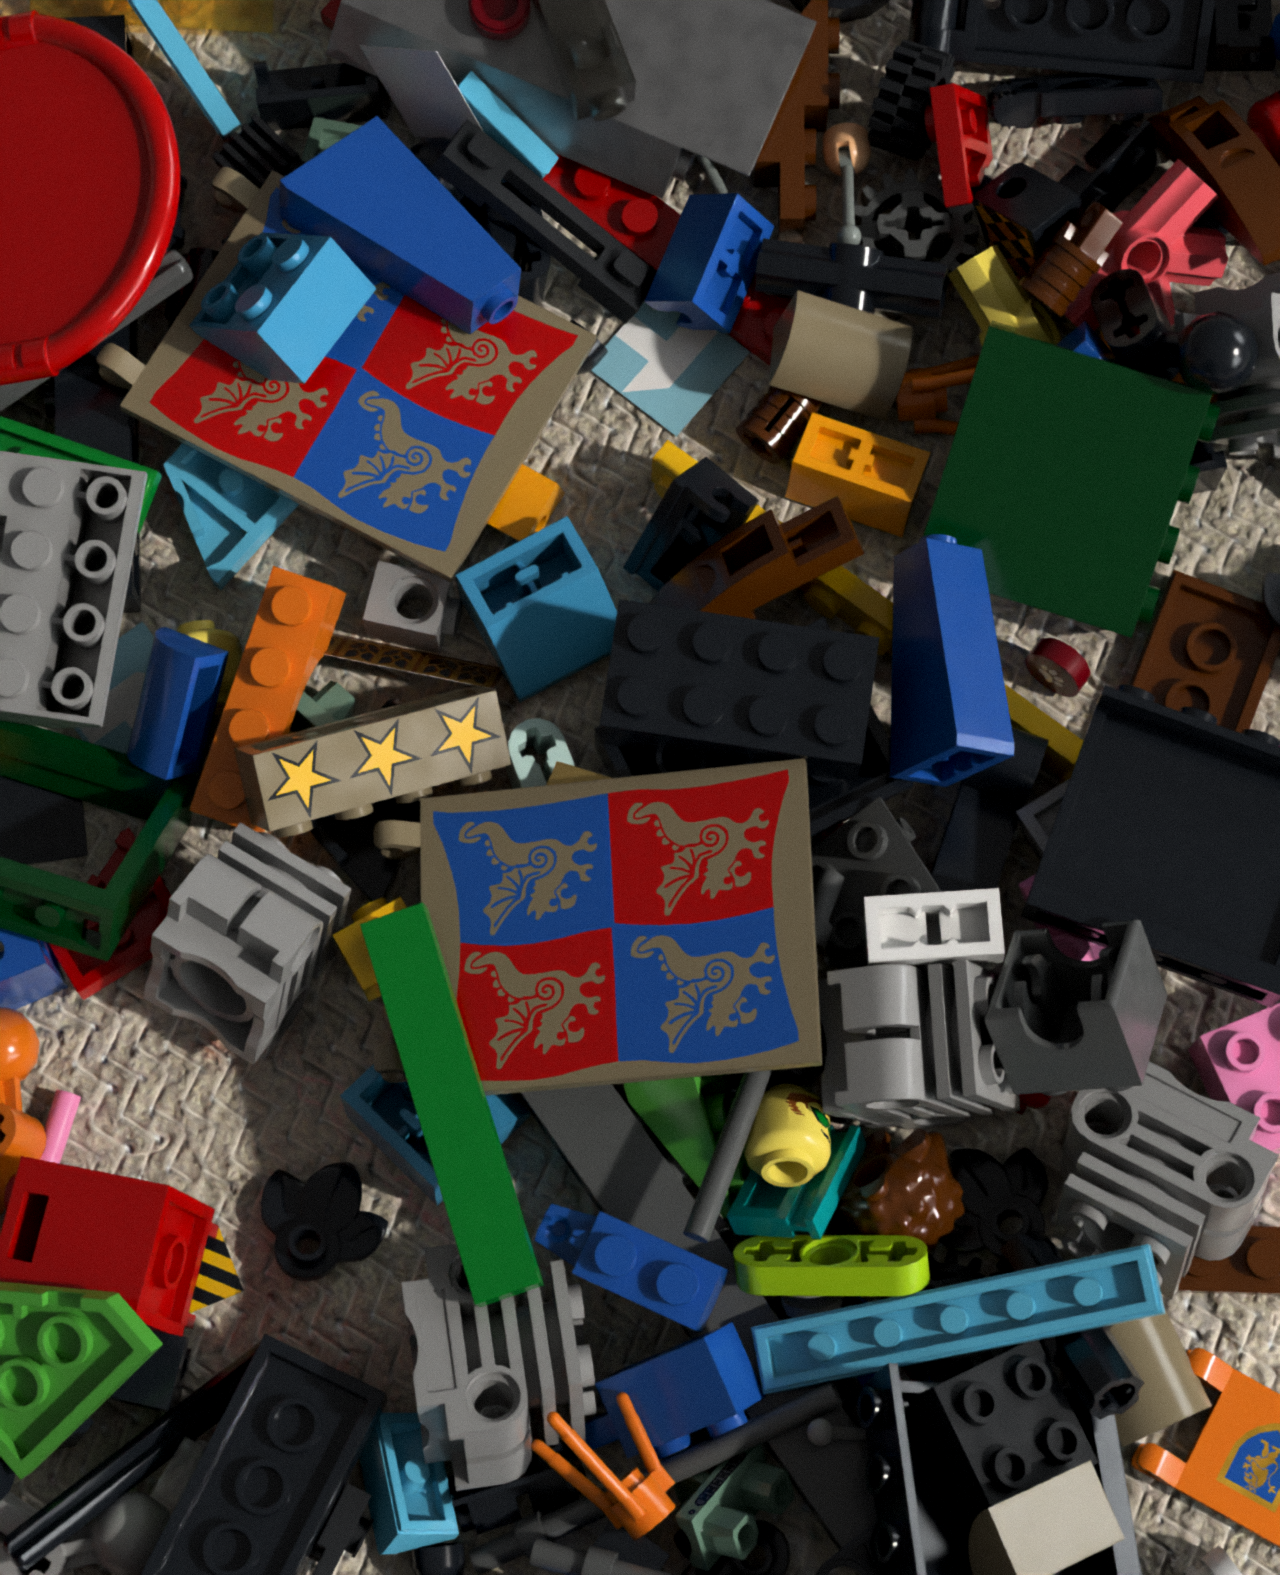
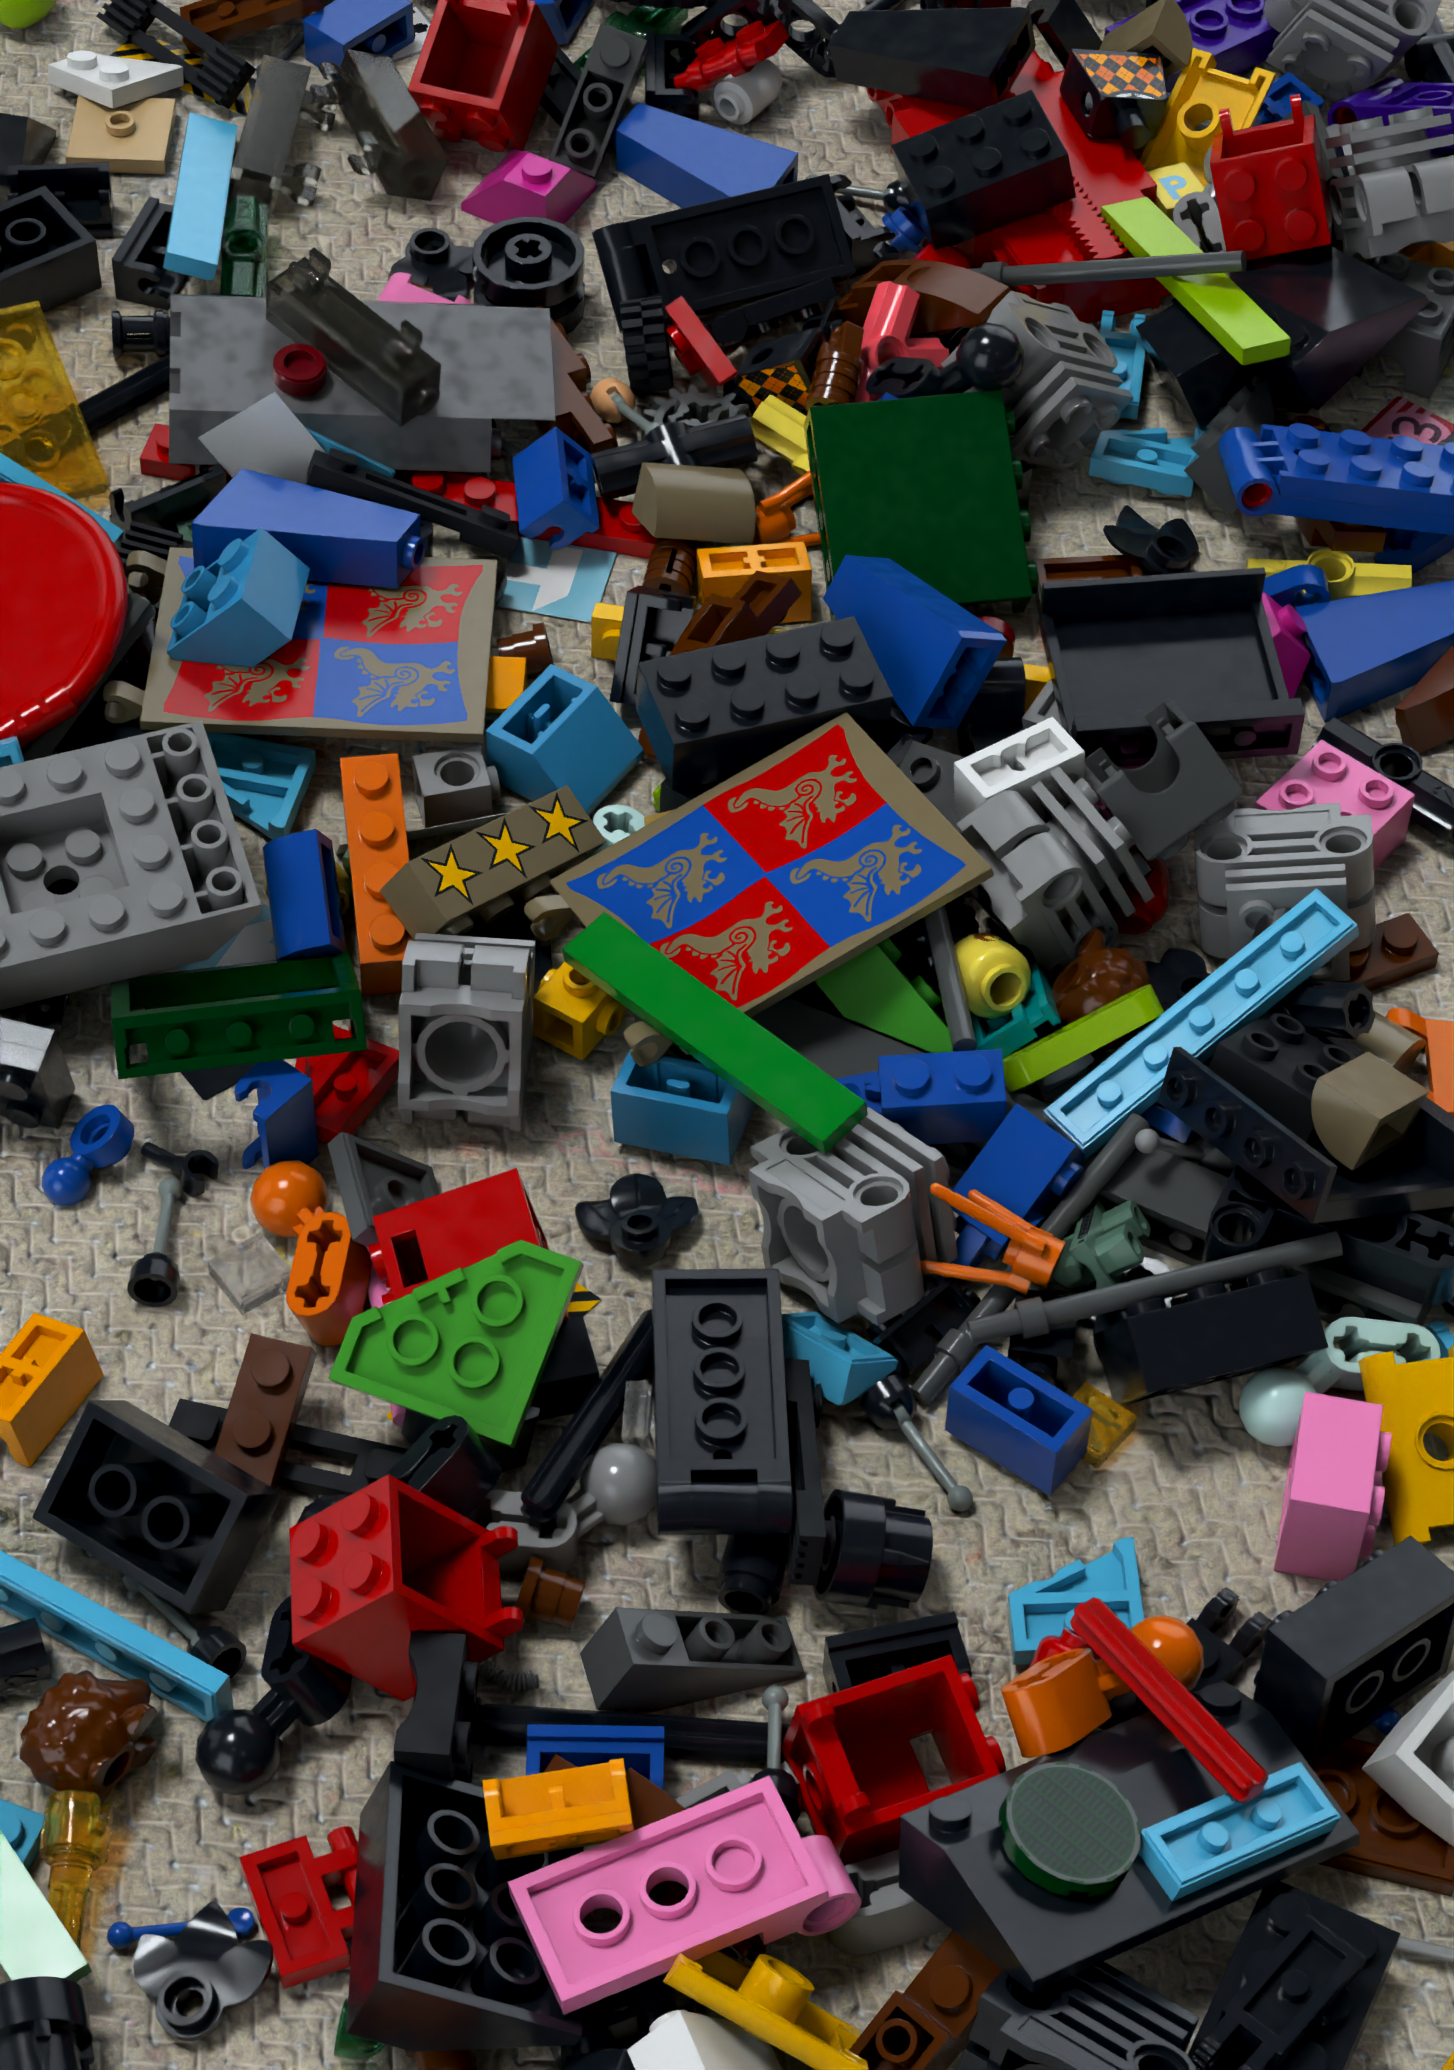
camera: 30 degrees left, 25 degrees down
(82, 1104) = (376, 1182): none -> dark grey tile
(577, 460) = (529, 645): none -> reddish brown piece

